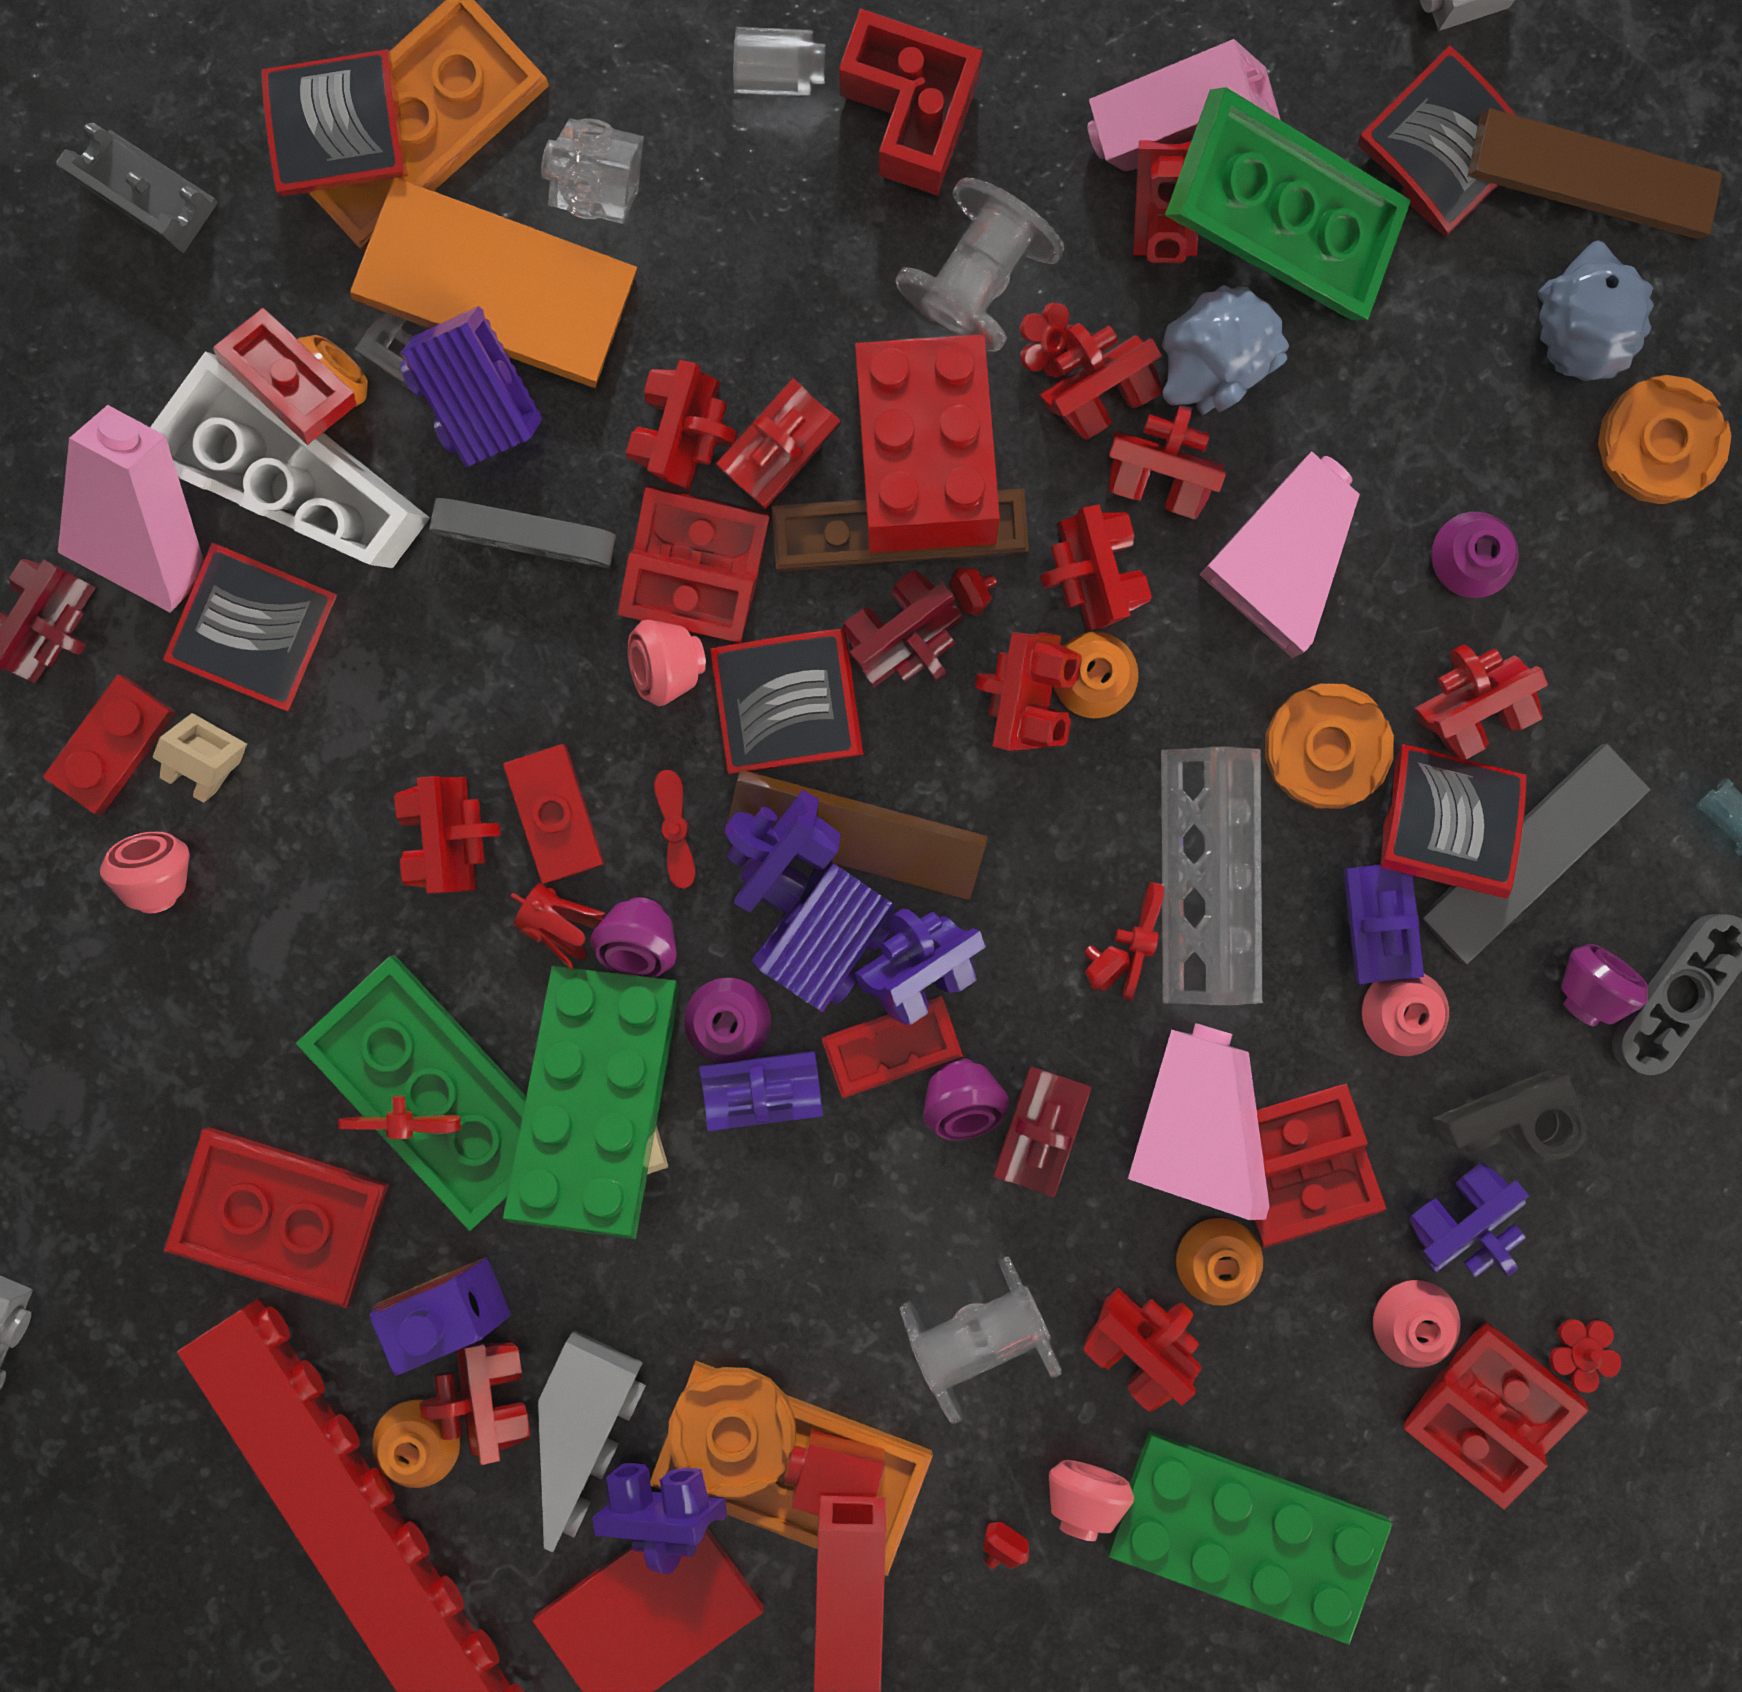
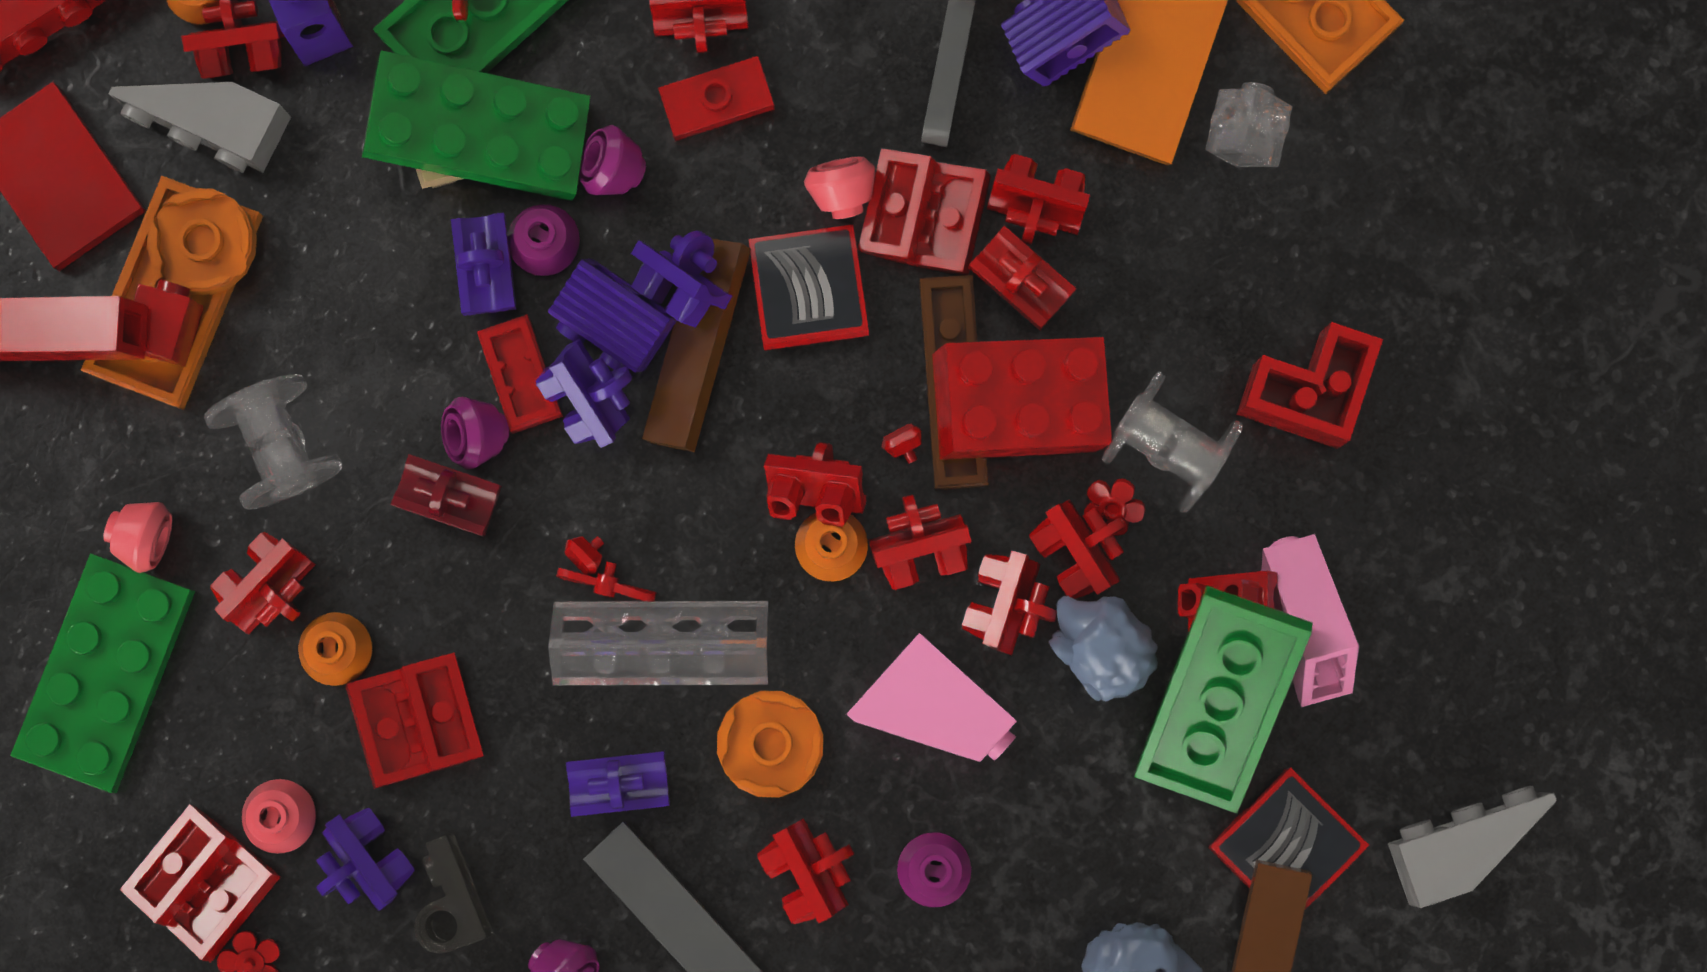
camera: 90 degrees right, 5 degrees down
(544, 920) = (628, 84): red piece -> none
(661, 1522) = (131, 181): dark purple hips -> none
(675, 829) = (703, 197): red piece -> none
(777, 61) = (1344, 277): clear brick -> none
(911, 638) = (860, 388): dark red hips -> none
(1004, 1546) = (102, 468): red rock -> none
(1204, 1127) = (447, 631): bright pink slope -> none
(1407, 1031) = (555, 816): coral cone -> none
(1454, 821) = (703, 845): slope -> none

